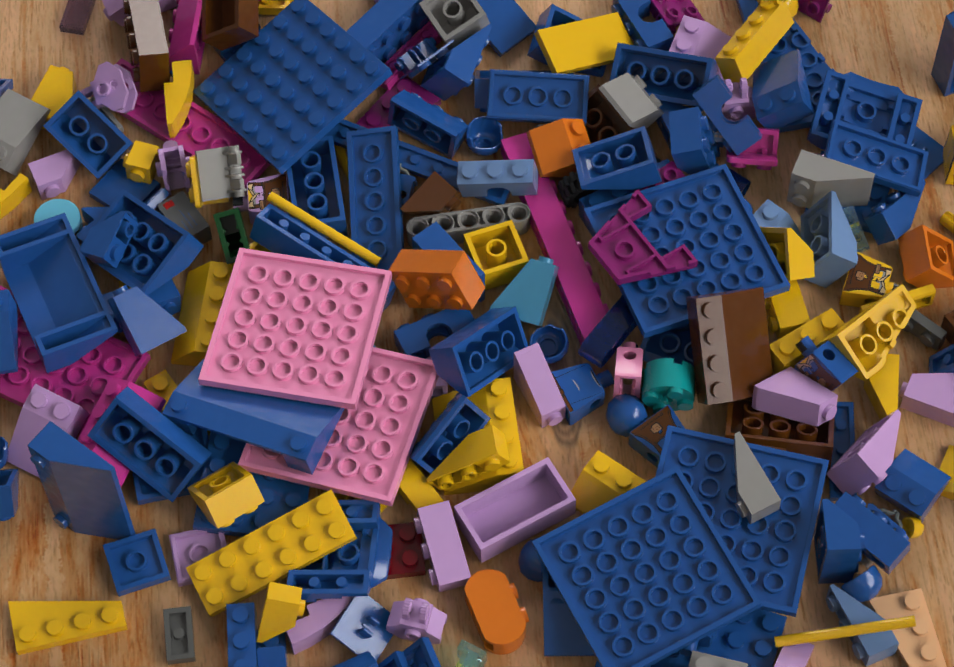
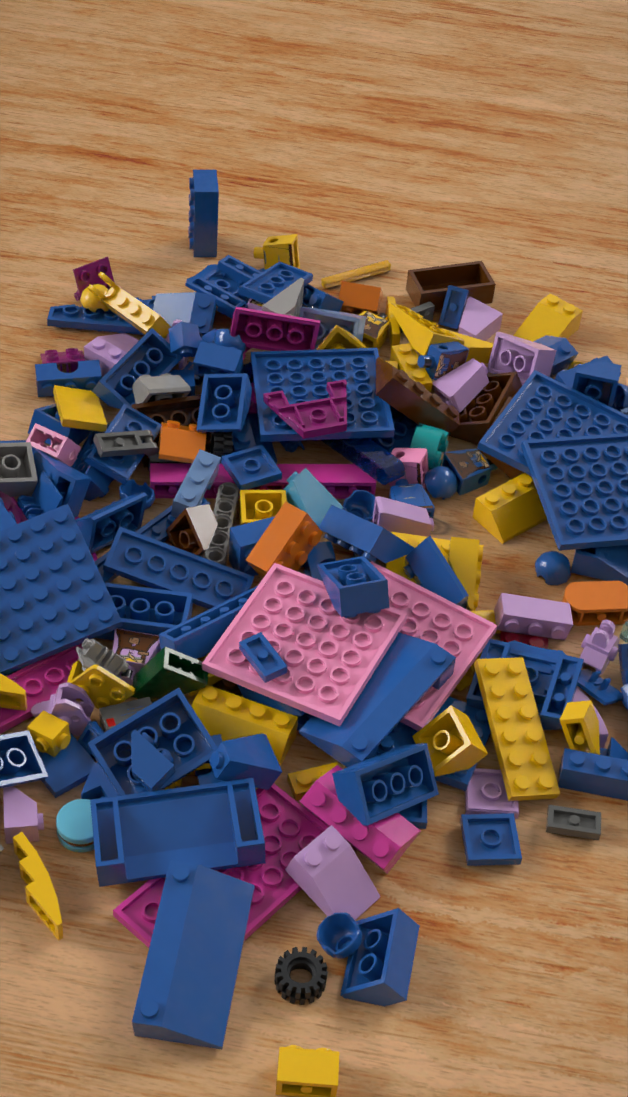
camera: 80 degrees left, 15 degrees down
(57, 623) = (537, 920): yellow wing -> none
(80, 485) = (446, 800): blue slope -> none
(251, 291) = (263, 657): none -> blue plate
(324, 229) = (196, 609): yellow piece -> none
(367, 342) = (354, 586): none -> blue slope
(510, 40) = (61, 447): none -> bright pink torso
(514, 509) = (512, 560): lavender piece -> none
(524, 94) = (125, 443): none -> dark grey plate
(550, 220) = (251, 467): none -> blue plate
(723, 137) = (223, 338): none -> blue hair
(753, 489) = (550, 409): light grey slope -> none
(766, 174) = (274, 330): none -> dark pink slope

